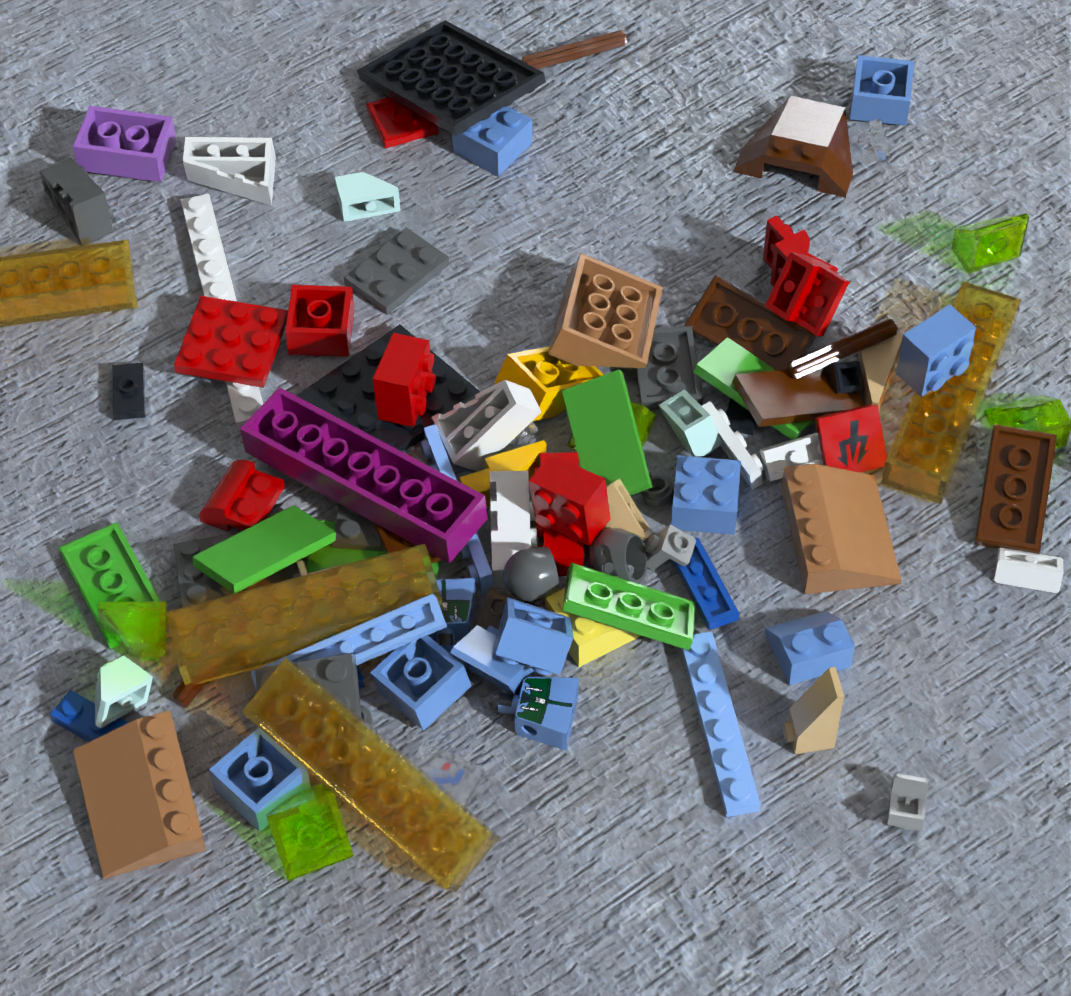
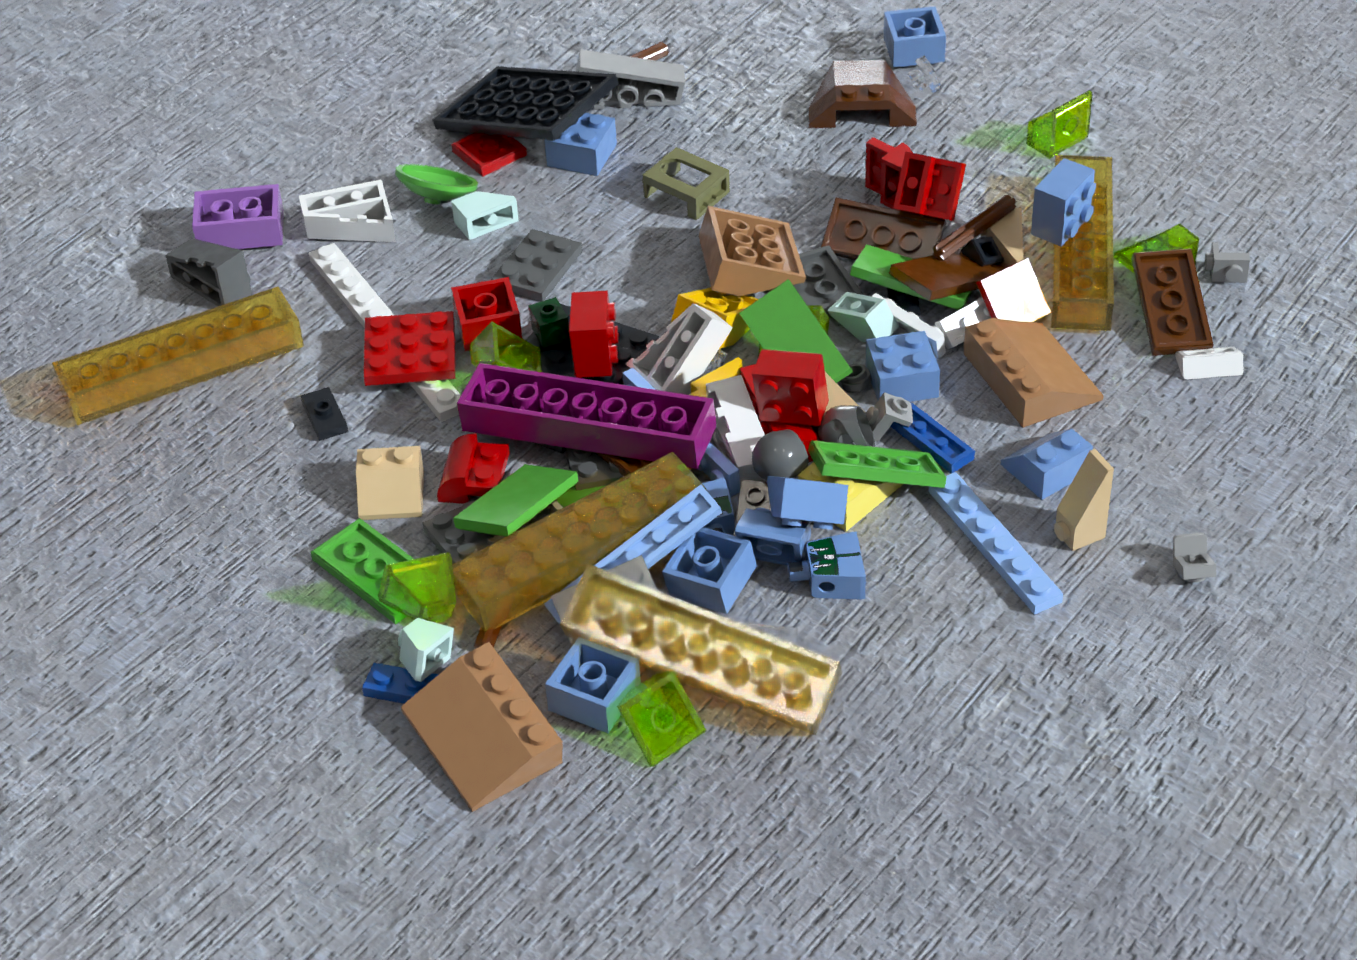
camera: 15 degrees left, 10 degrees down
(158, 491) = (389, 482): none -> tan slope
(318, 379) = (504, 349): none -> clear neon green slope
(330, 147) = (435, 182): none -> bright green dish
(371, 353) = (549, 322): none -> dark green brick
(572, 72) = (638, 79): none -> light grey wedge
(590, 232) = (698, 198): none -> olive panel

